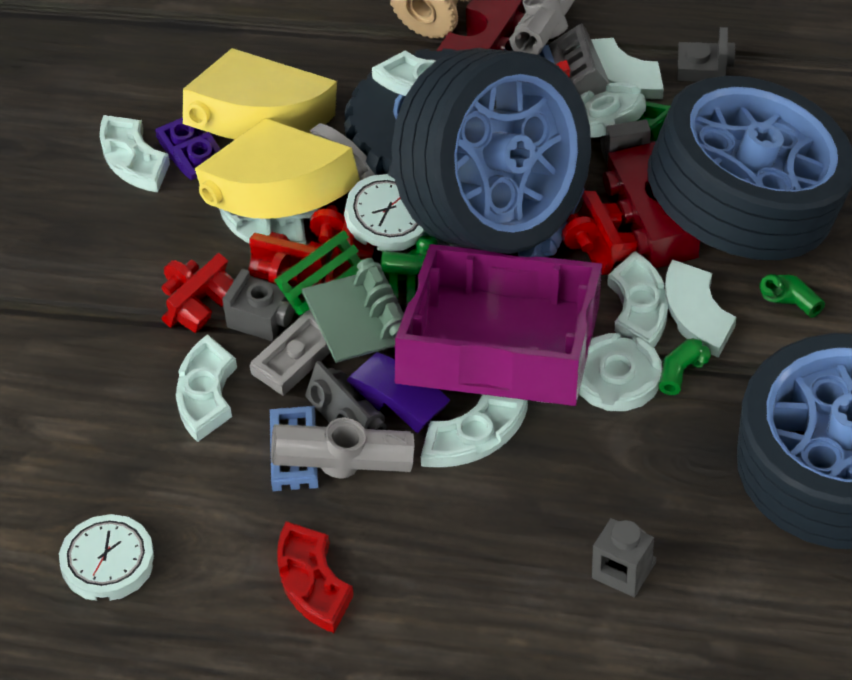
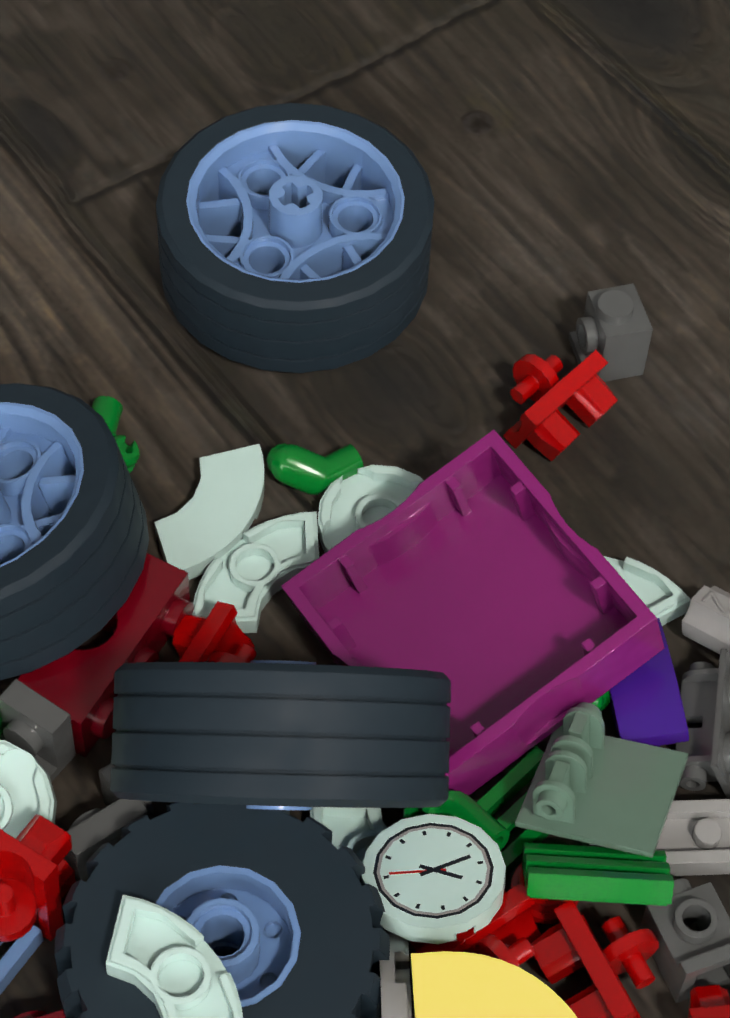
camera: 140 degrees left, 5 degrees up
(609, 490) = (543, 422): none -> red hips

